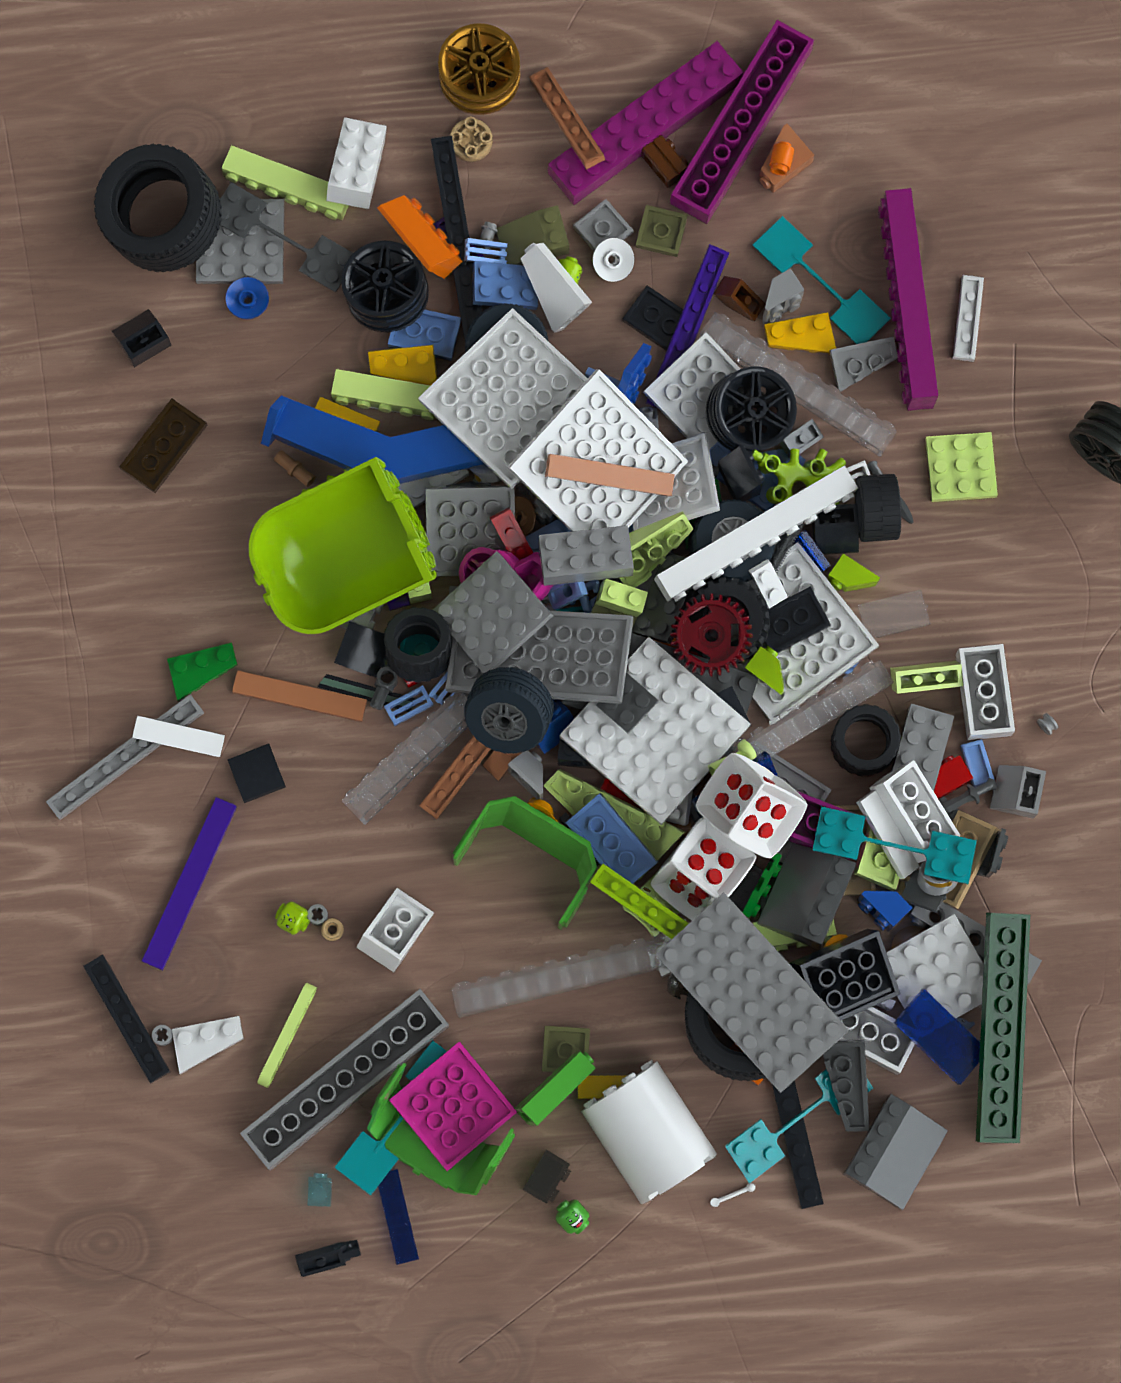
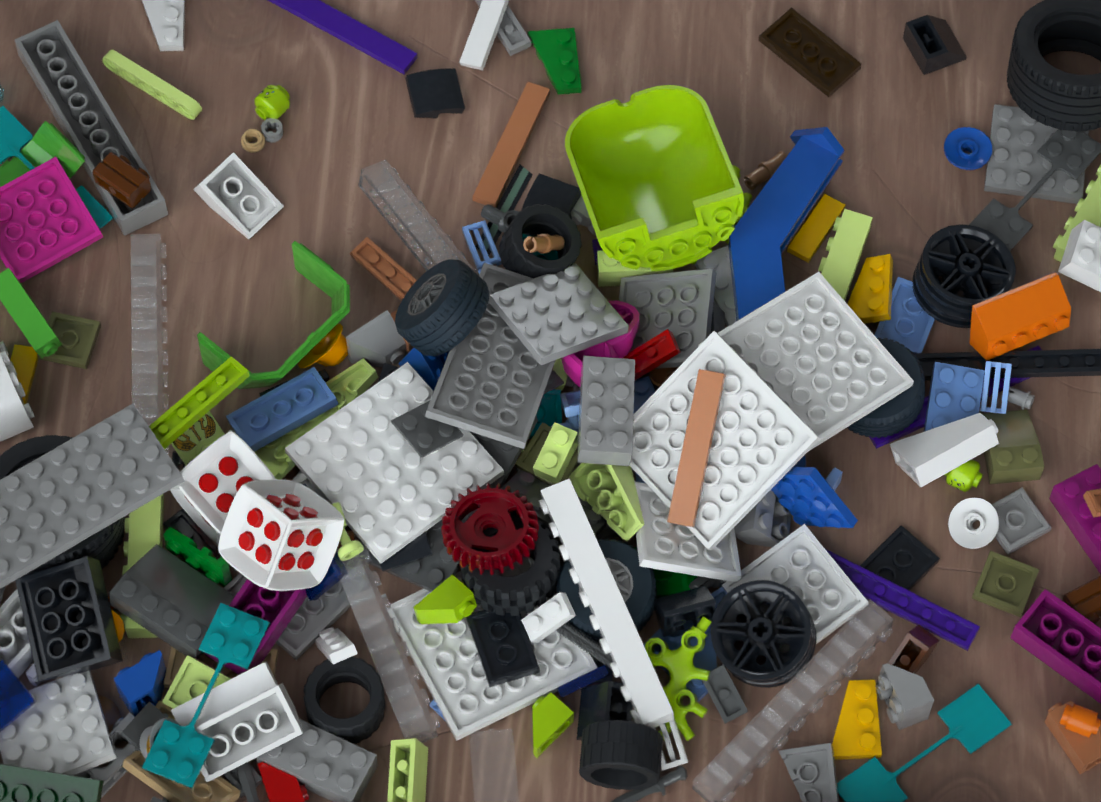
camera: 100 degrees right, 15 degrees down
(410, 1028) = (122, 179): none -> reddish brown brick
(423, 637) = (543, 243): none -> medium nougat pin
(824, 753) = (335, 645): none -> white plate

